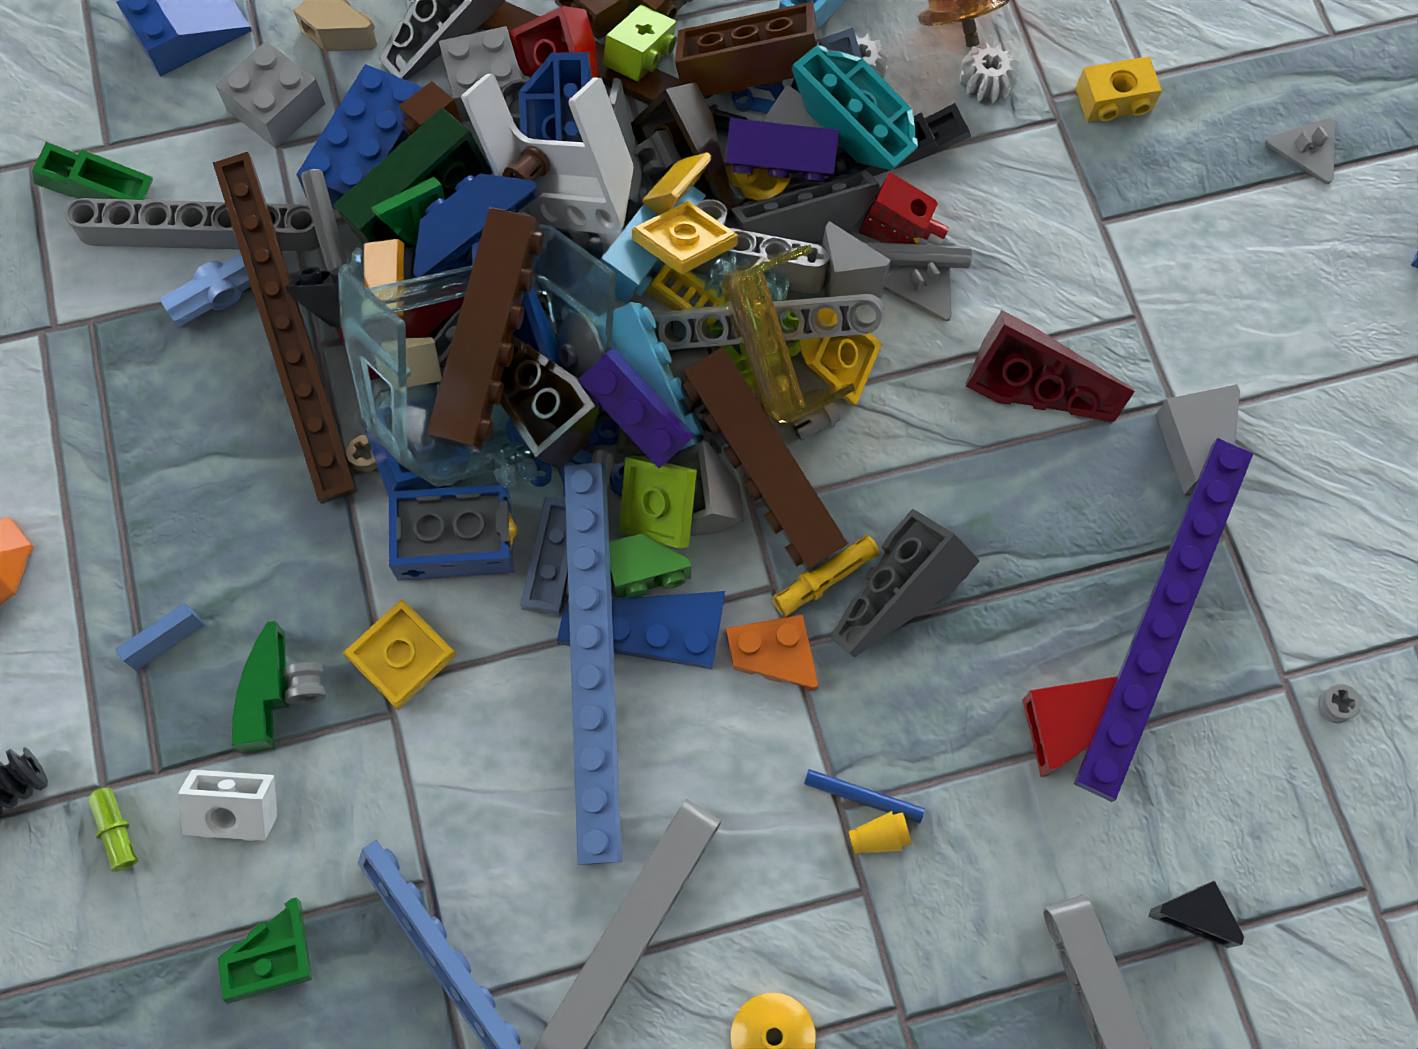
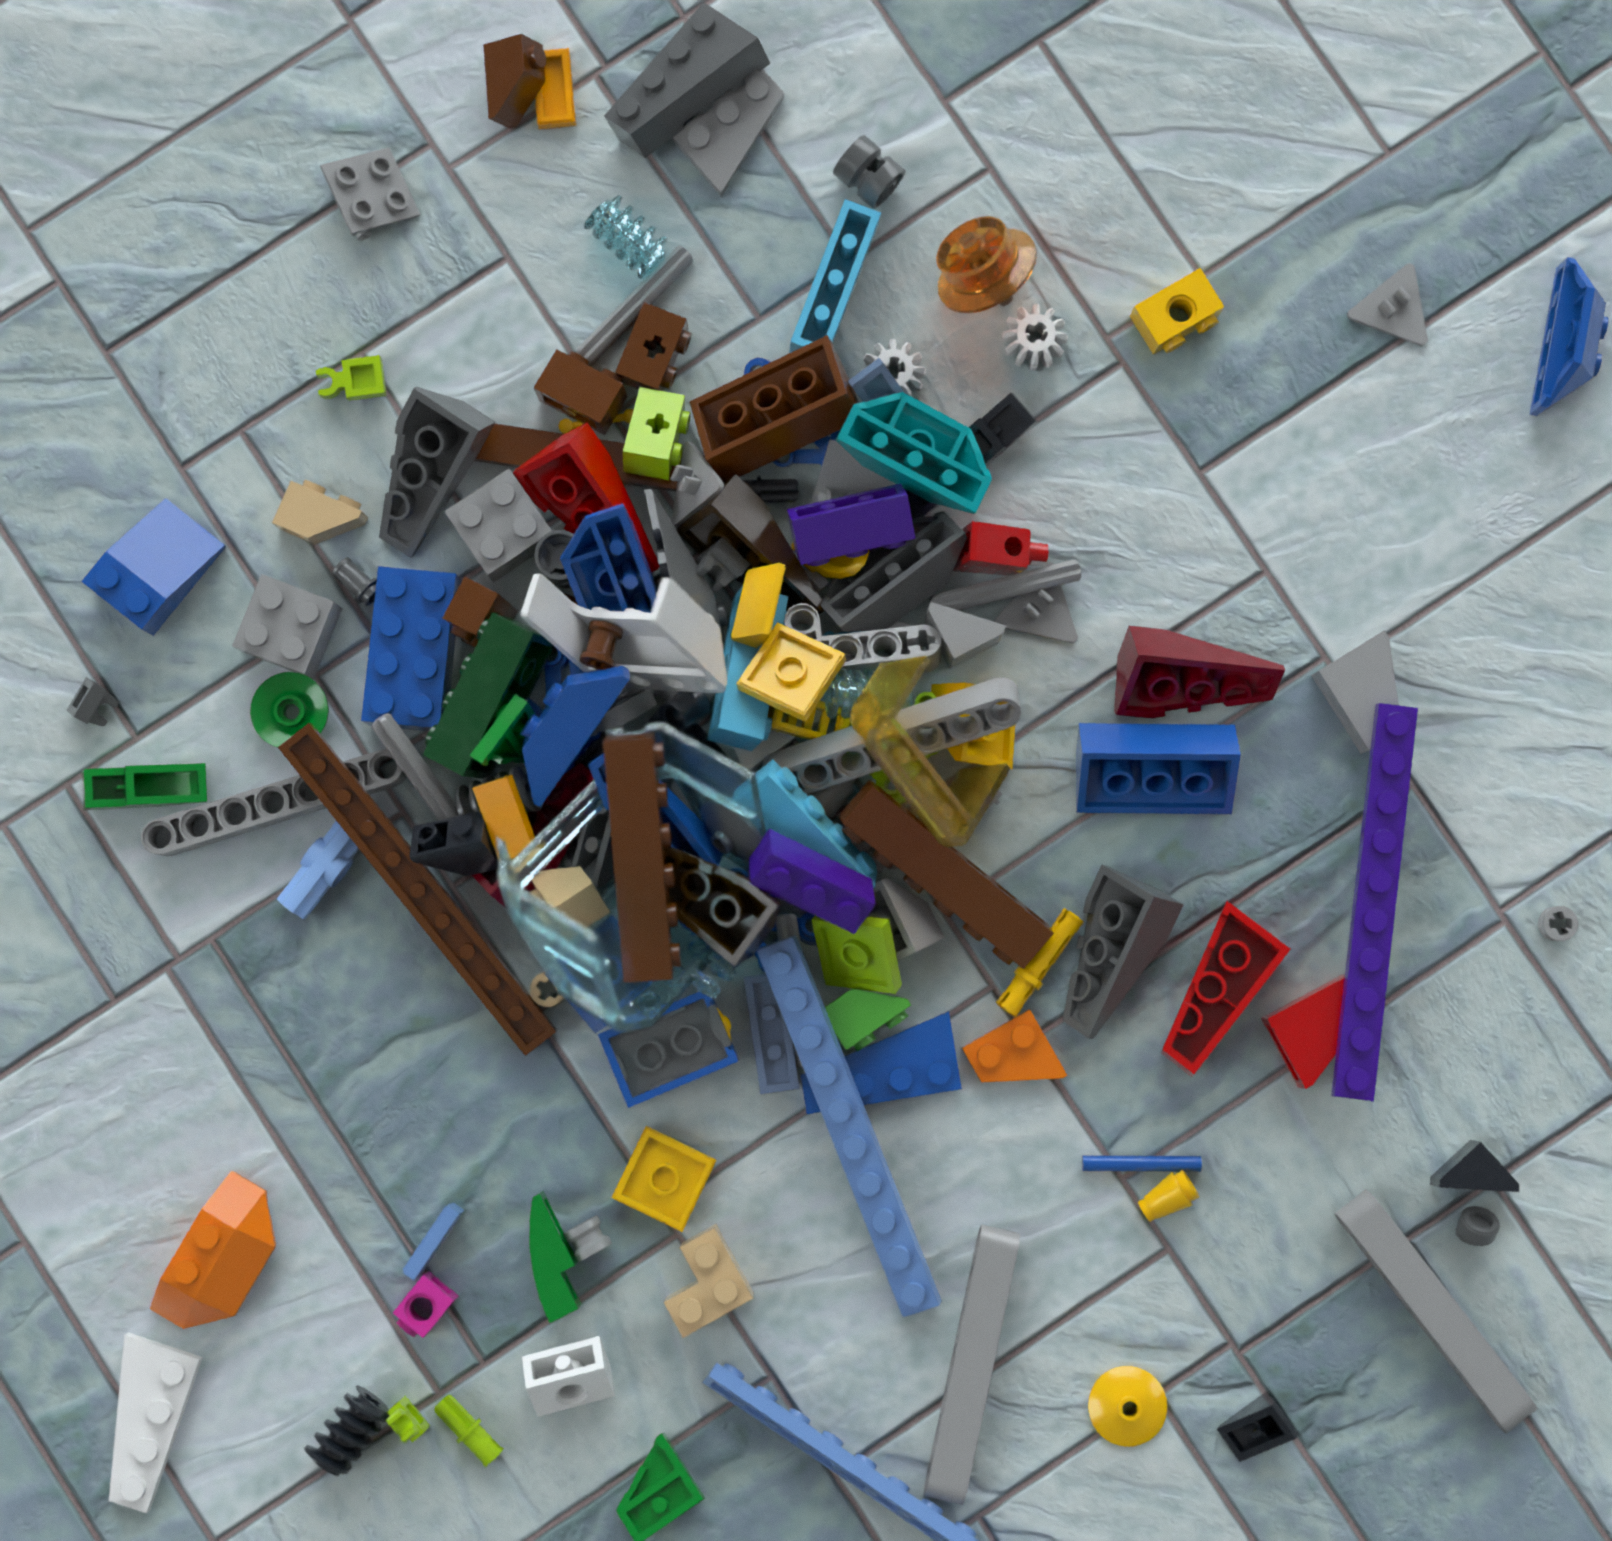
camera: 15 degrees left, 15 degrees up
(56, 795) = (406, 1420): none -> lime plate
(78, 100) = (87, 700): none -> dark grey tile
(141, 698) = (437, 1293): none -> dark pink brick
(241, 140) = (276, 695): none -> green dish
(341, 77) = (355, 581): none -> dark grey pin
(408, 769) = (718, 1285): none -> tan brick
(657, 81) = (695, 484): none -> light grey piece
(990, 442) = (1156, 768): none -> blue slope
(995, 649) = (1226, 980): none -> red wedge
(1187, 973) = (1477, 1226): none -> dark grey tile

